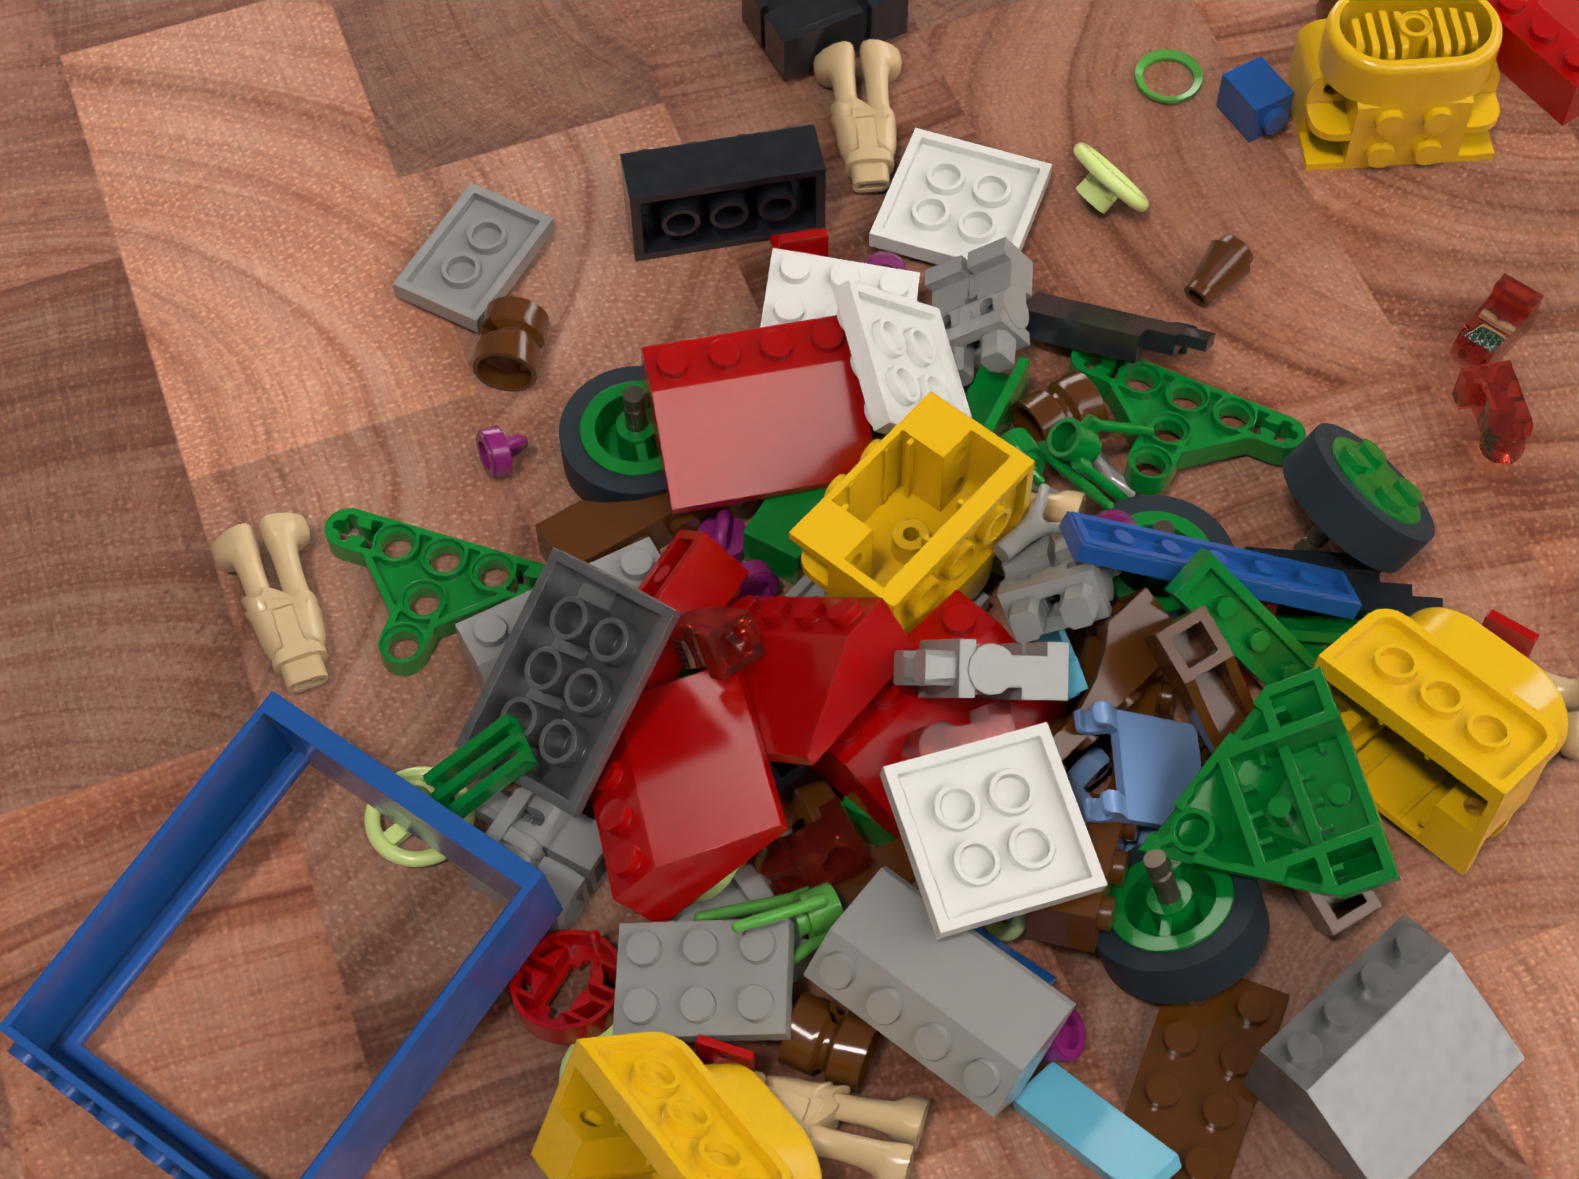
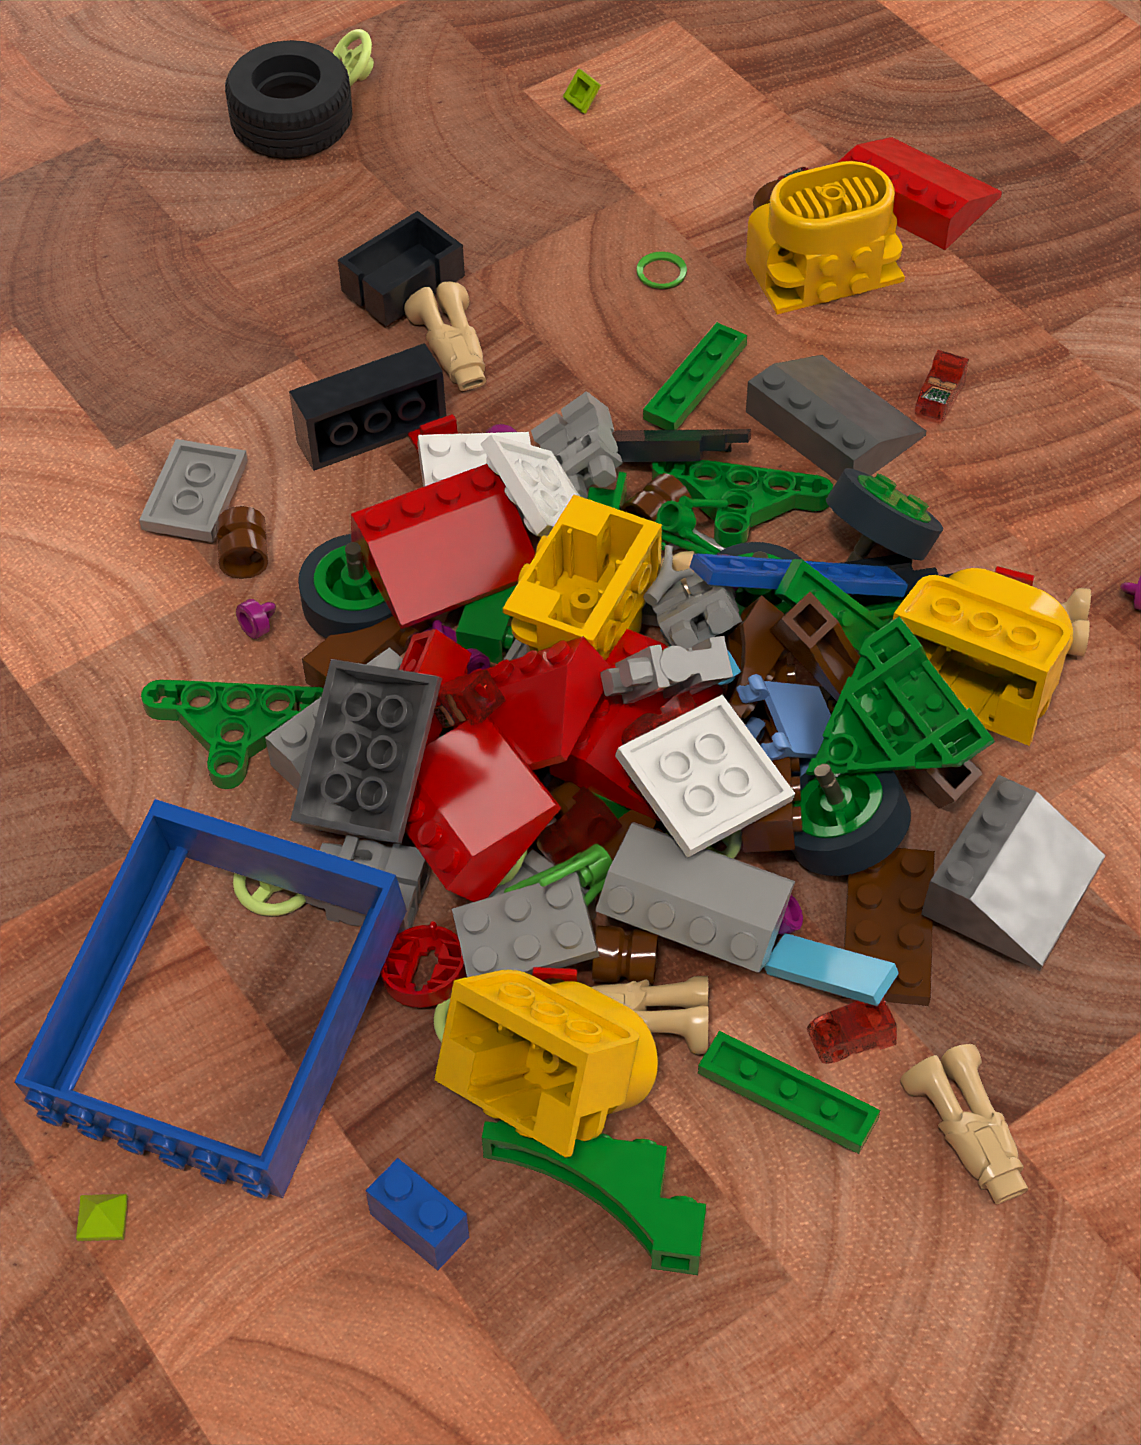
camera: 15 degrees left, 5 degrees down
(287, 621) = (130, 766): tan piece -> none
(477, 760) = (317, 815): green tile -> none
(957, 199) = (536, 379): white plate -> none
(1106, 182) = (640, 347): yellowish green piece -> none
(1166, 239) = (695, 377): none -> green plate
(1220, 268) = (735, 390): reddish brown cone -> none
(1255, 99) = (728, 272): blue brick -> none
(1334, 334) = (829, 416): none -> dark grey slope
(1498, 409) = (958, 441): clear red leg -> none

